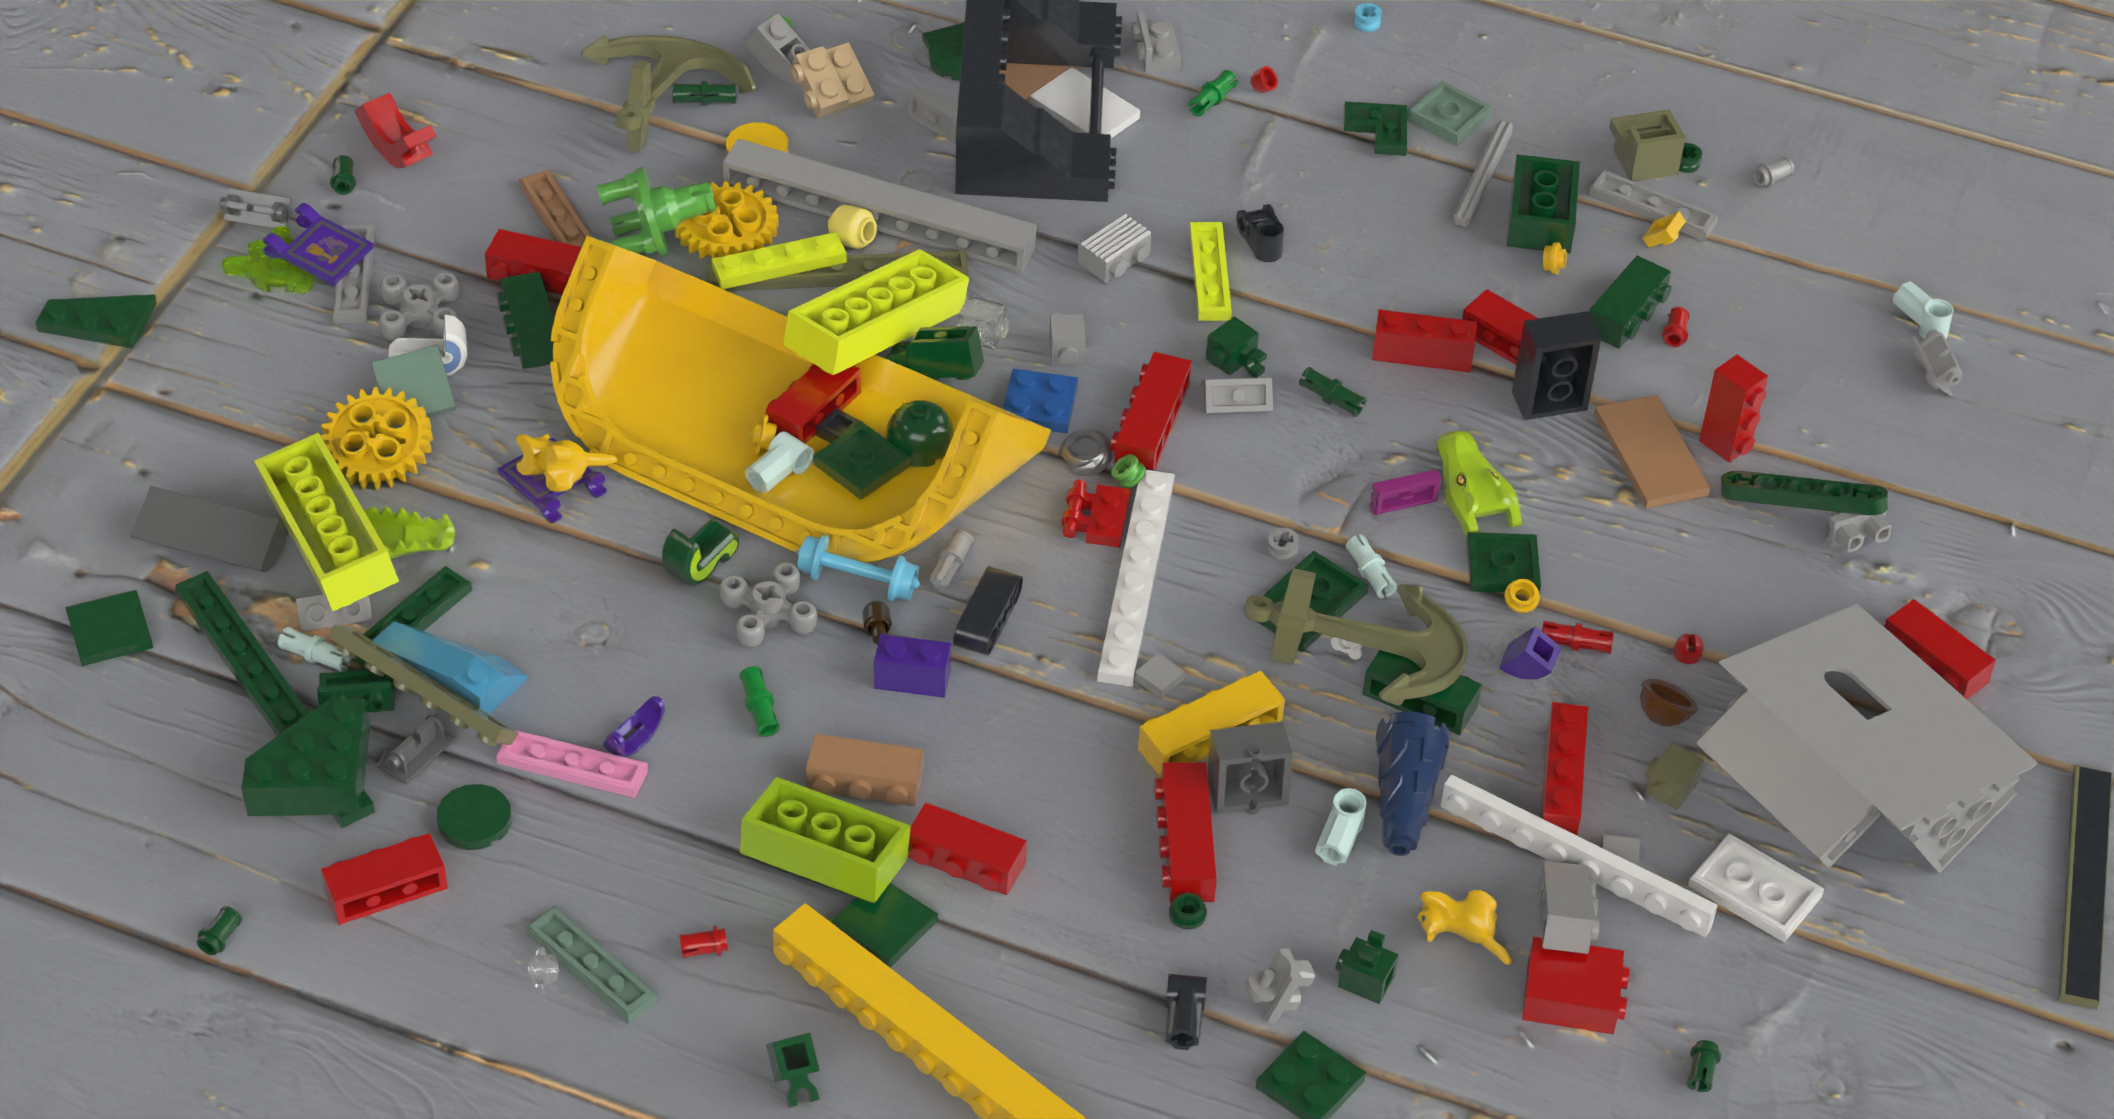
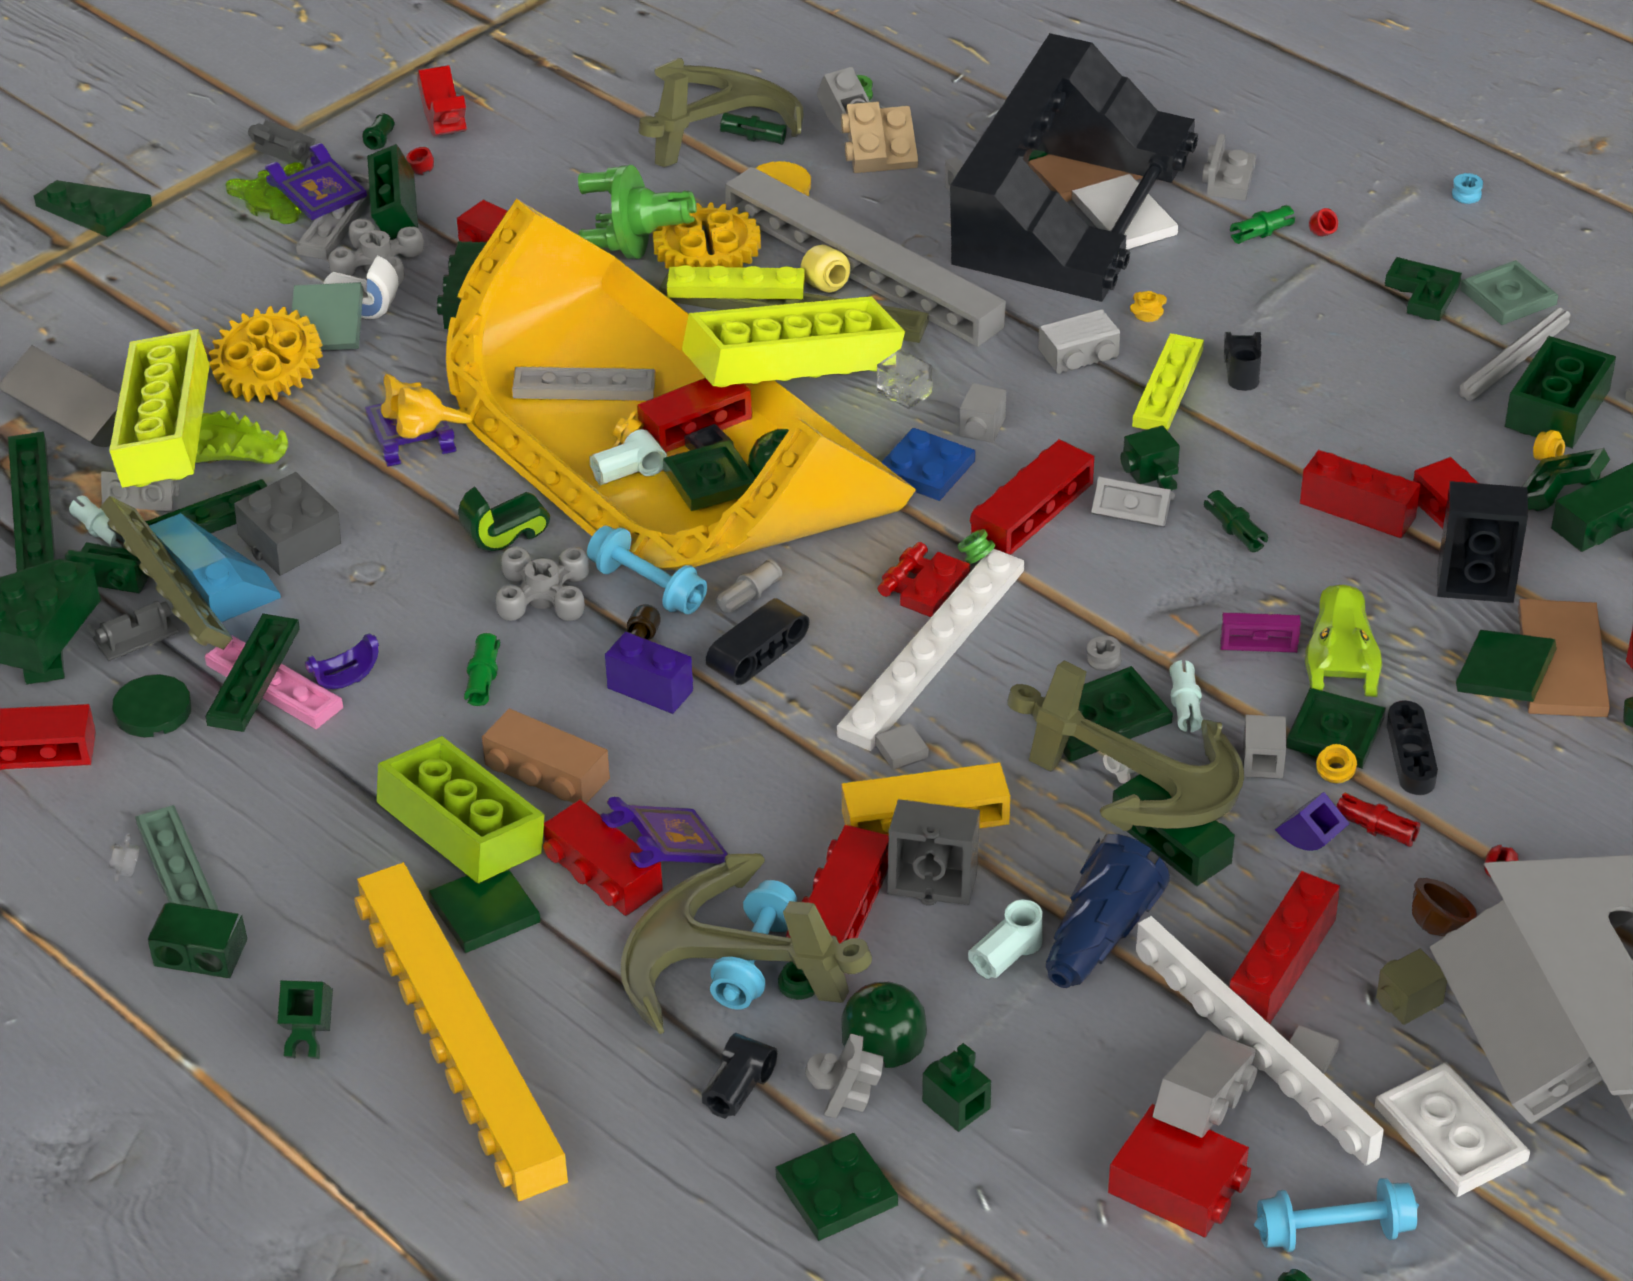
camera: 25 degrees right, 5 degrees down
(403, 239) = (392, 191): none -> dark green brick
(408, 192) = (420, 160): none -> red hinge
(502, 606) = (287, 523): none -> dark grey brick
(554, 208) = (555, 194): medium nougat tile -> none
(555, 760) = (252, 672): none -> dark green tile
(655, 1025) = (197, 940): none -> dark green piece
(692, 396) = (583, 383): none -> light grey tile
(704, 942) = (294, 877): red pin -> none
(941, 352) = (844, 395): dark green hinge -> none
(1017, 809) = (666, 833): none -> dark purple flag
(1060, 904) = (671, 934): none -> olive piece
(1087, 464) = (948, 531): flat silver piece -> none
(1142, 926) = (739, 980): none -> medium azure piece
(1153, 197) = (1148, 306): none -> yellow plate
(1275, 924) = (888, 1020): none -> dark green cylinder
(1460, 594) = (1264, 746): none -> light grey brick
(1470, 918) = (1097, 1067): yellow animal -> none
(1572, 282) = (1563, 470): none -> dark green plate
(1572, 578) = (1406, 759): none -> black beam
(1614, 471) = (1506, 665): none -> dark green tile
(1749, 967) = (1393, 1207): none -> medium azure piece

